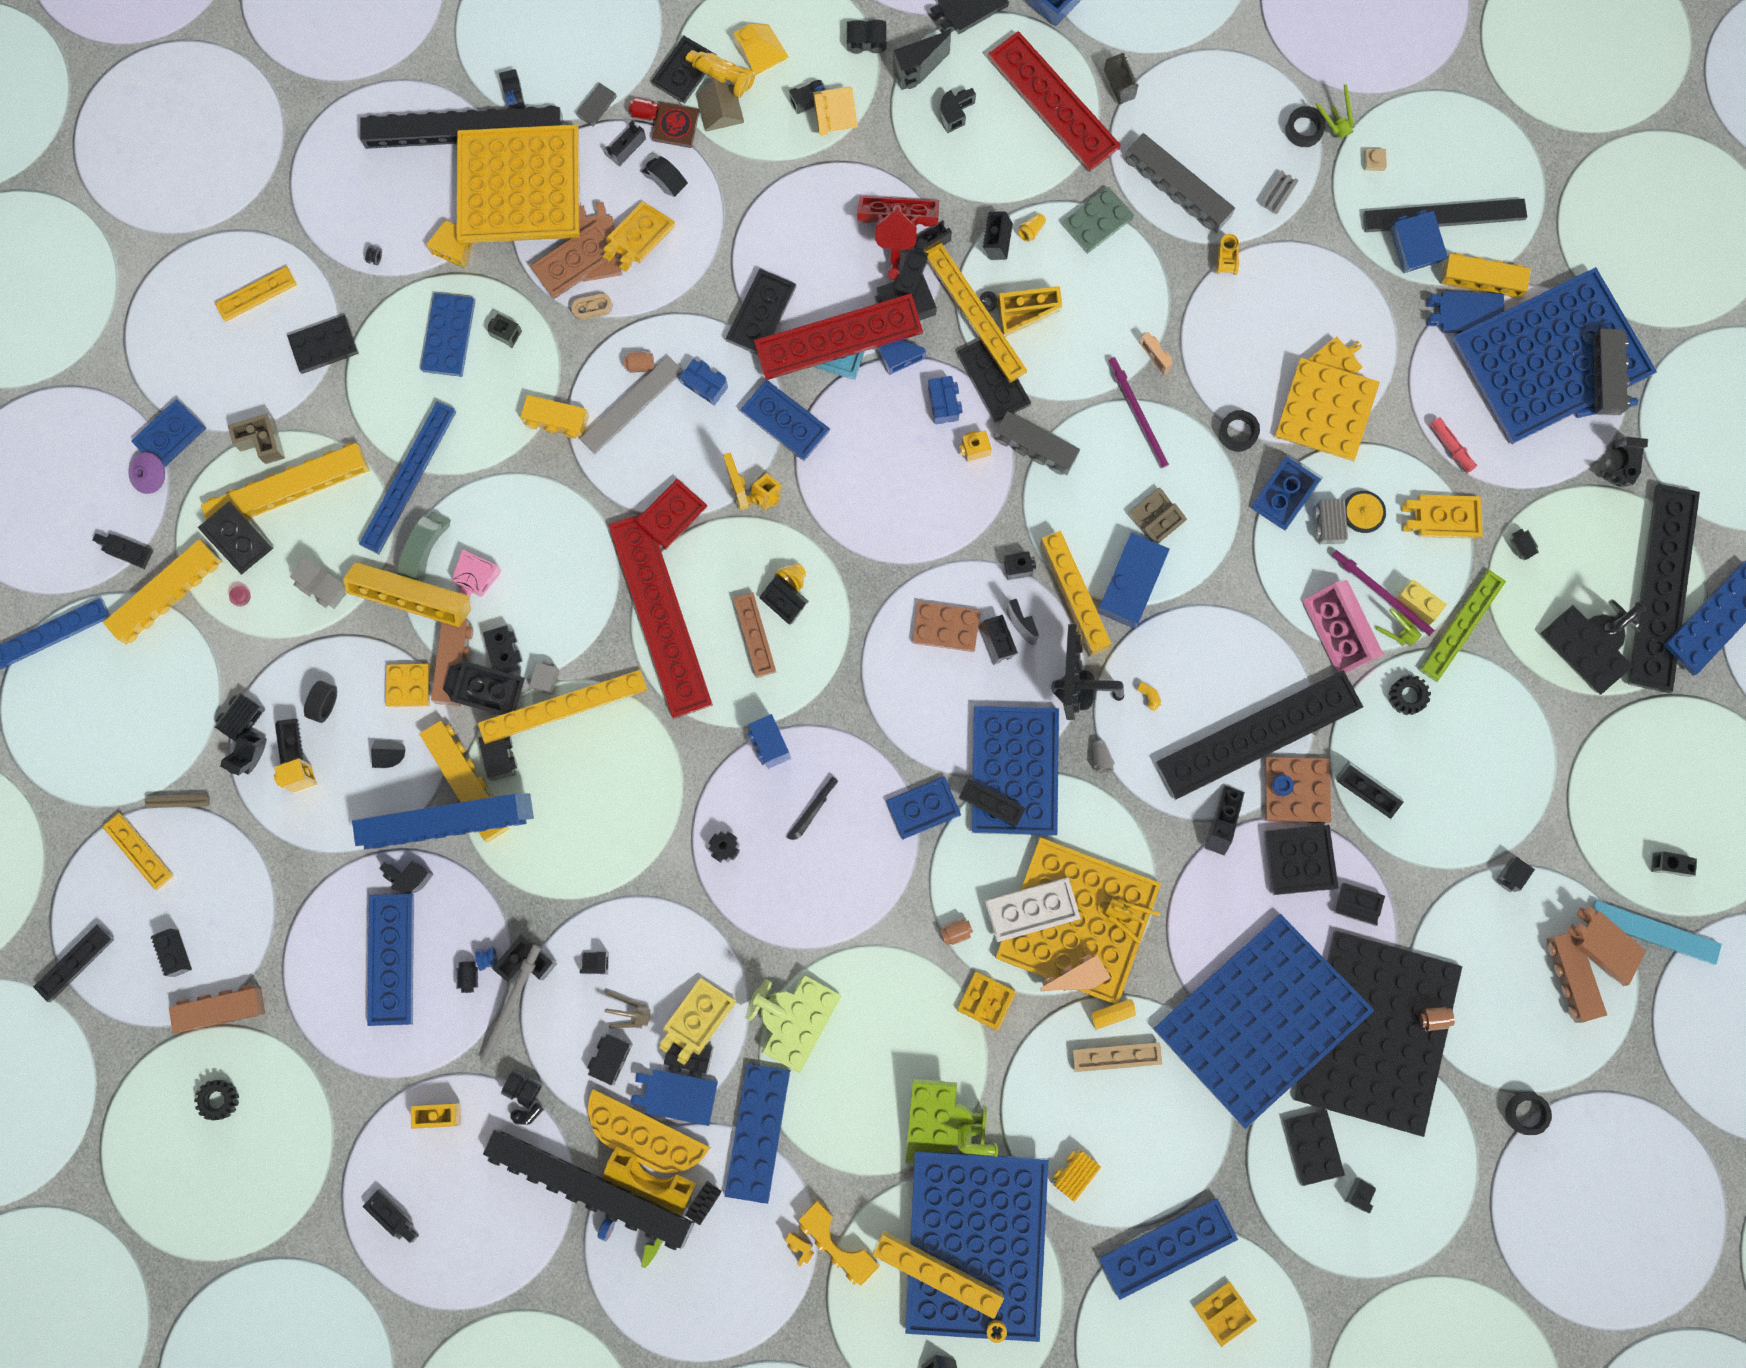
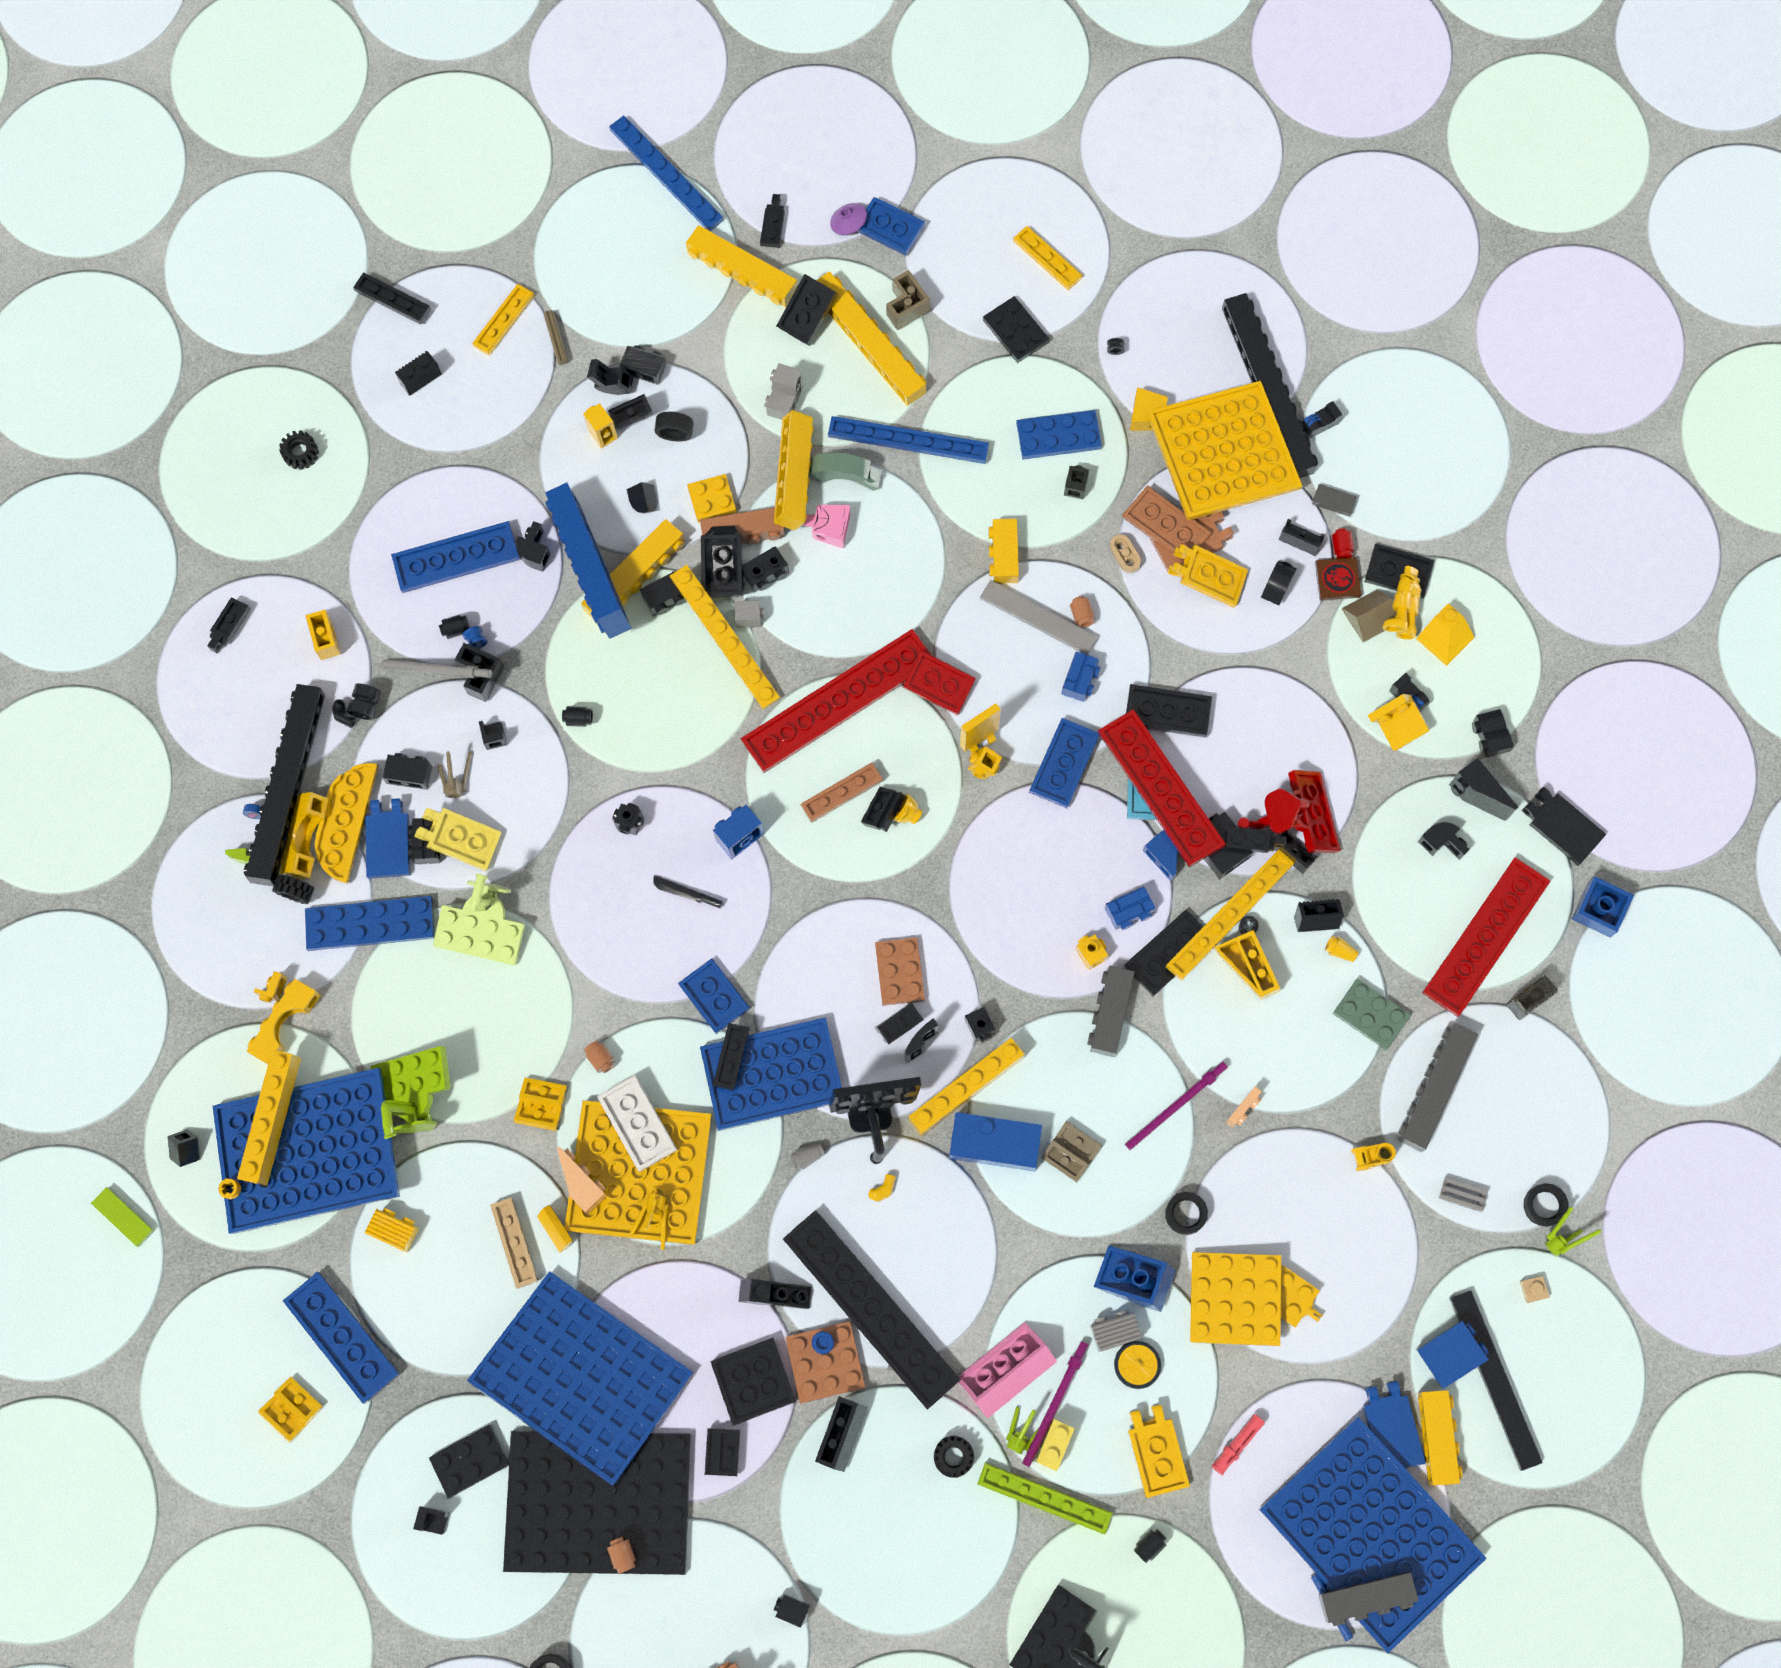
camera: 75 degrees right, 5 degrees down
(216, 1010) = (376, 425): nougat brick -> none
(239, 596) = (756, 331): clear pink plate -> none
(601, 873) = (577, 716): none -> black brick
(1632, 455) = (1286, 1641): black tile -> none

